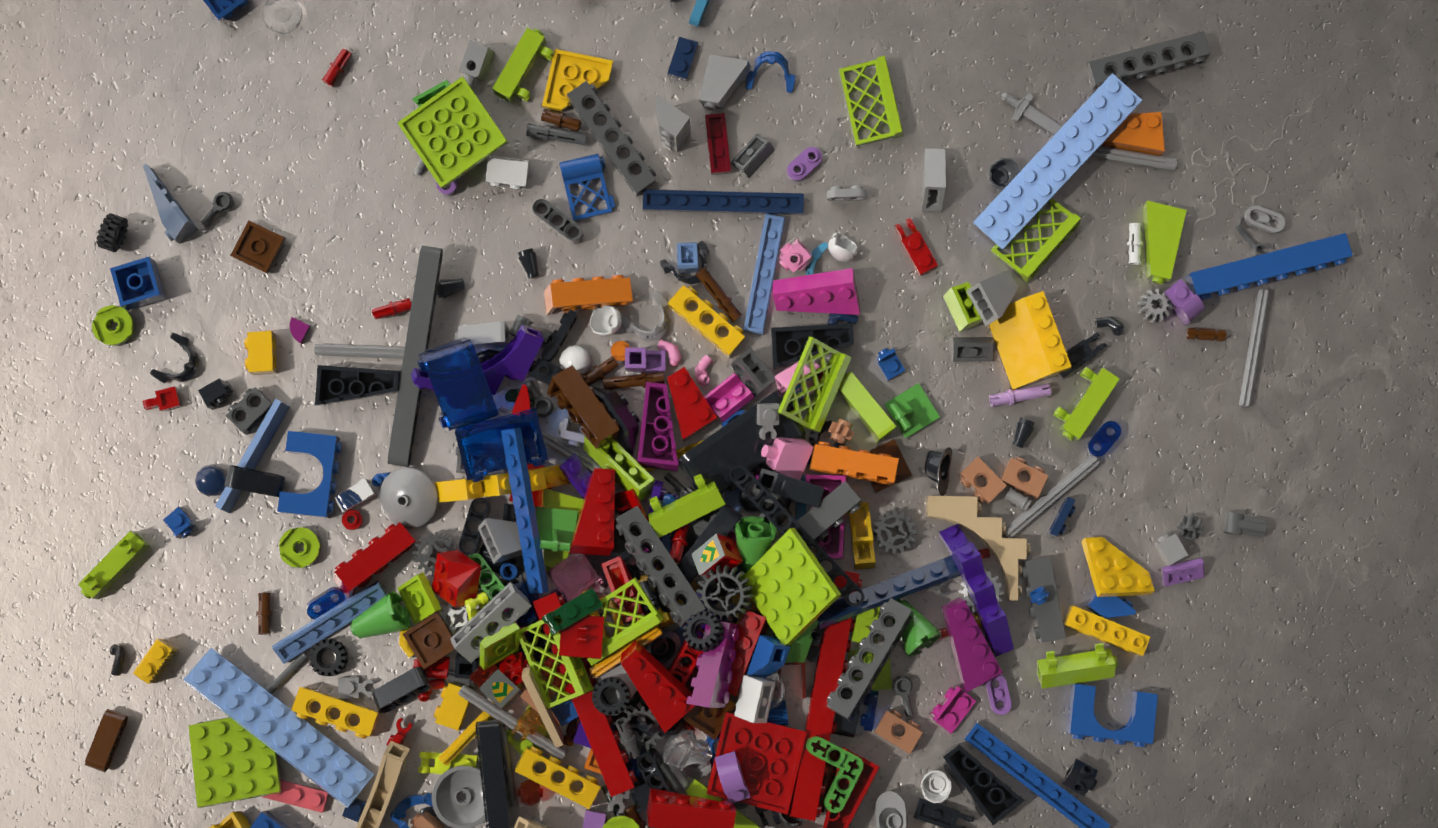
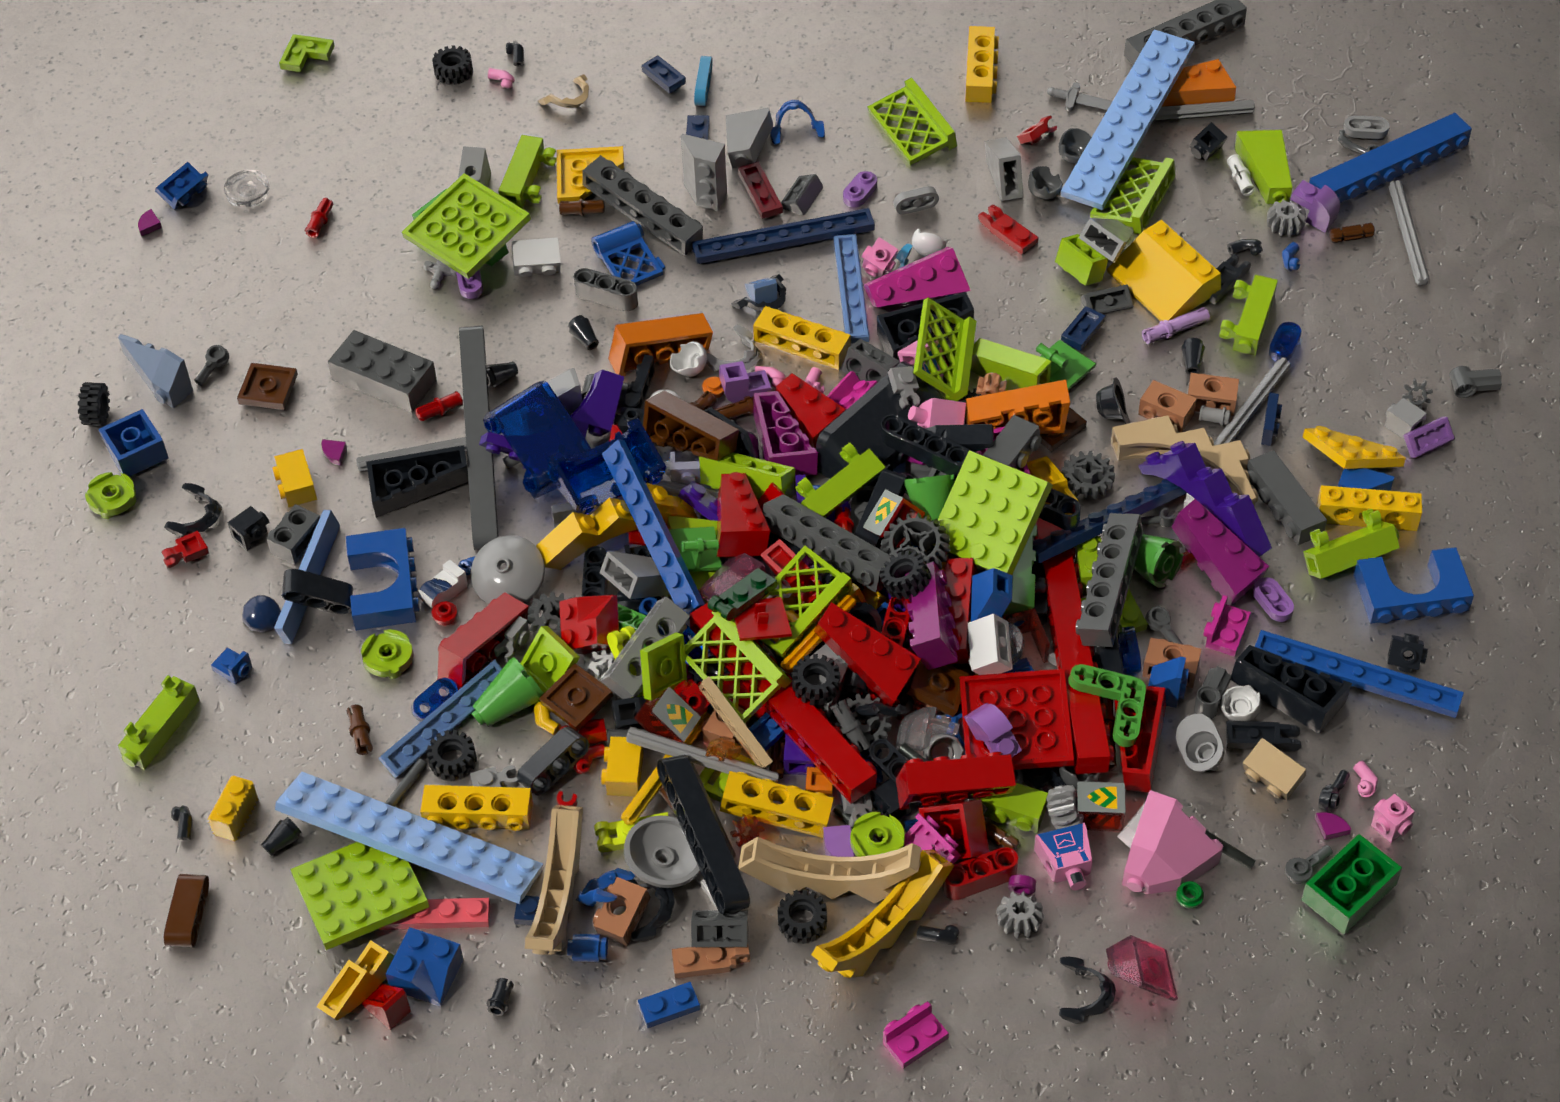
camera: 15 degrees left, 30 degrees down
(184, 696) = (282, 835): none -> black cone
(192, 31) = (148, 223): none -> magenta tile
(353, 260) = (382, 371): none -> dark grey brick
(401, 561) = (515, 636): none -> light grey plate
(556, 134) = (580, 220): dark grey pin -> none
(724, 301) = (785, 293): reddish brown pin -> none
(886, 753) = (1172, 677): none -> blue slope
(889, 363) = (1019, 331): blue bracket -> none
(920, 766) = (1211, 692): none -> dark grey piece
(942, 376) = (1083, 328): none -> dark blue plate
(959, 19) = (980, 64): none -> yellow brick
(962, 208) = (1043, 183): none -> dark grey hair
(973, 144) = (1034, 132): none -> red plate
(1039, 596) = (1278, 482): blue plate -> none
(1126, 200) = (1207, 142): none -> black brick
(1141, 345) = (1291, 263): none -> blue arm

